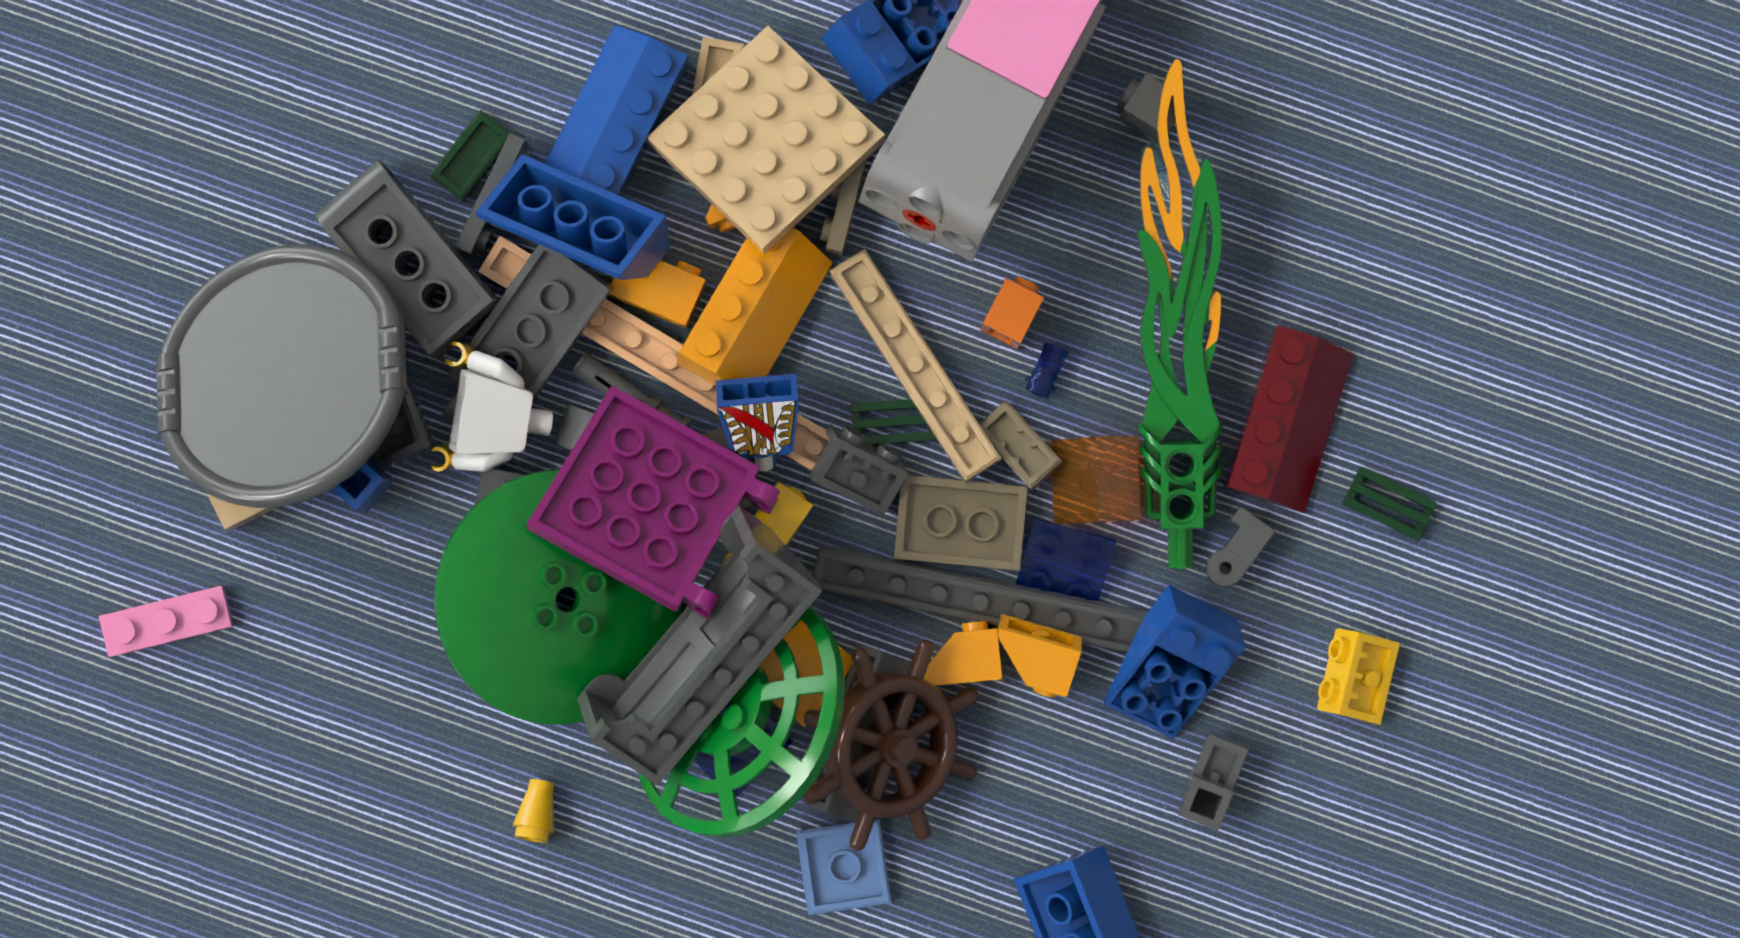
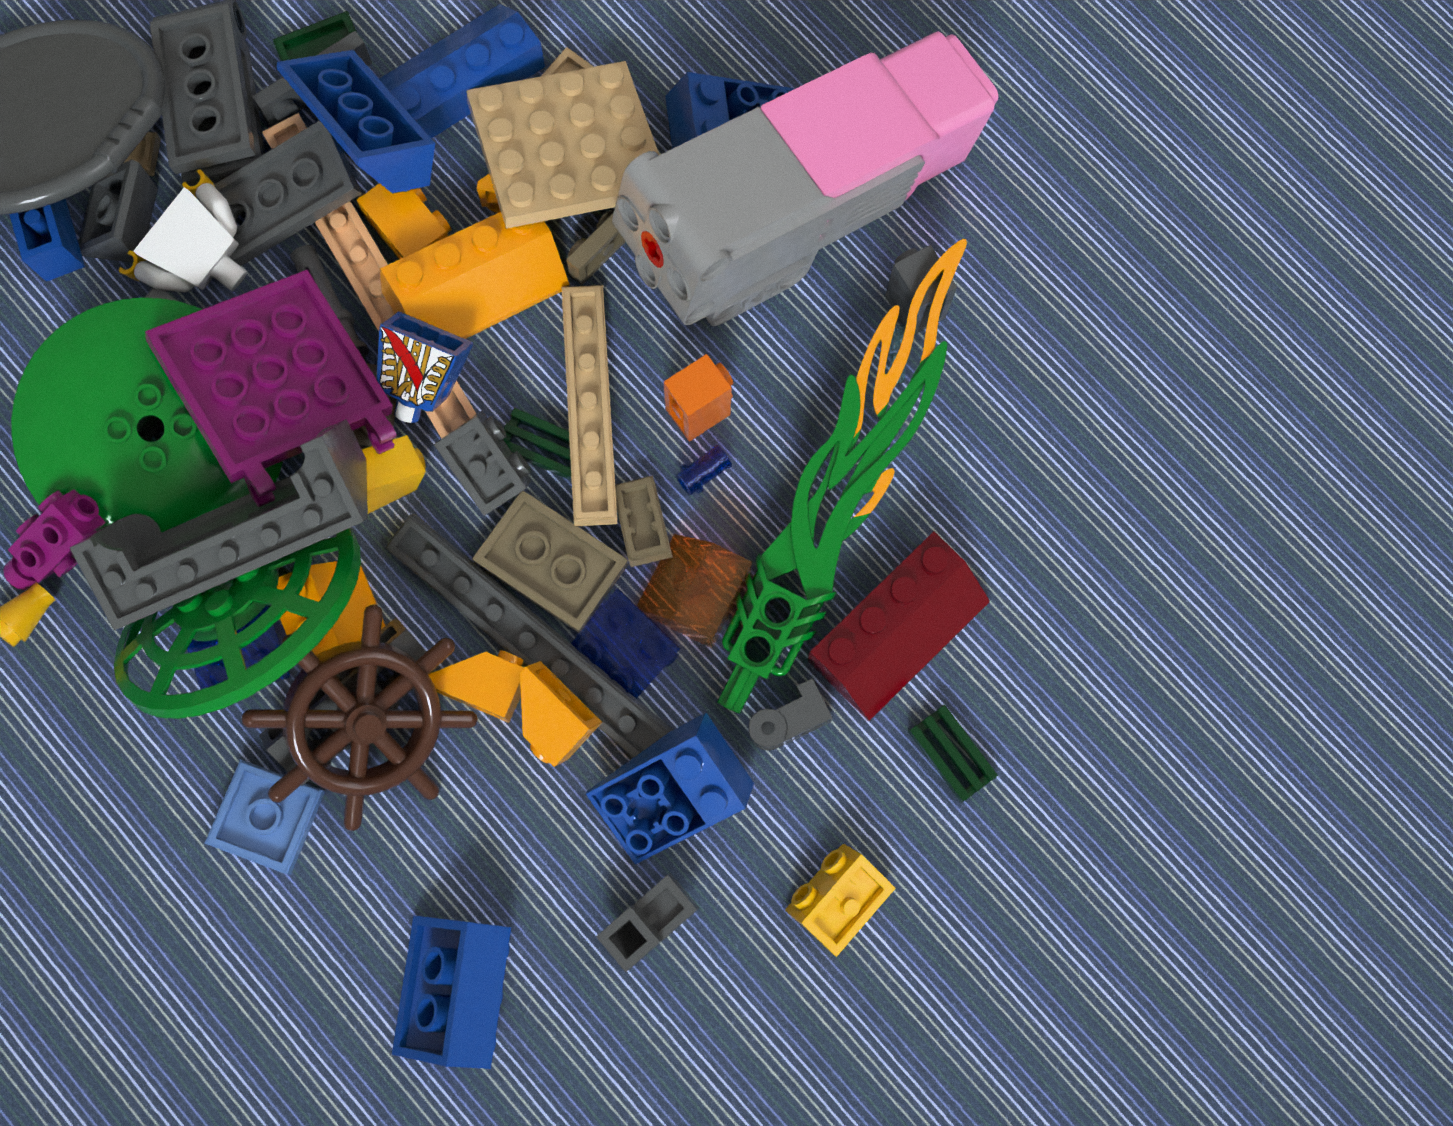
camera: 30 degrees right, 10 degrees down
(530, 744) = (47, 538): none -> magenta brick

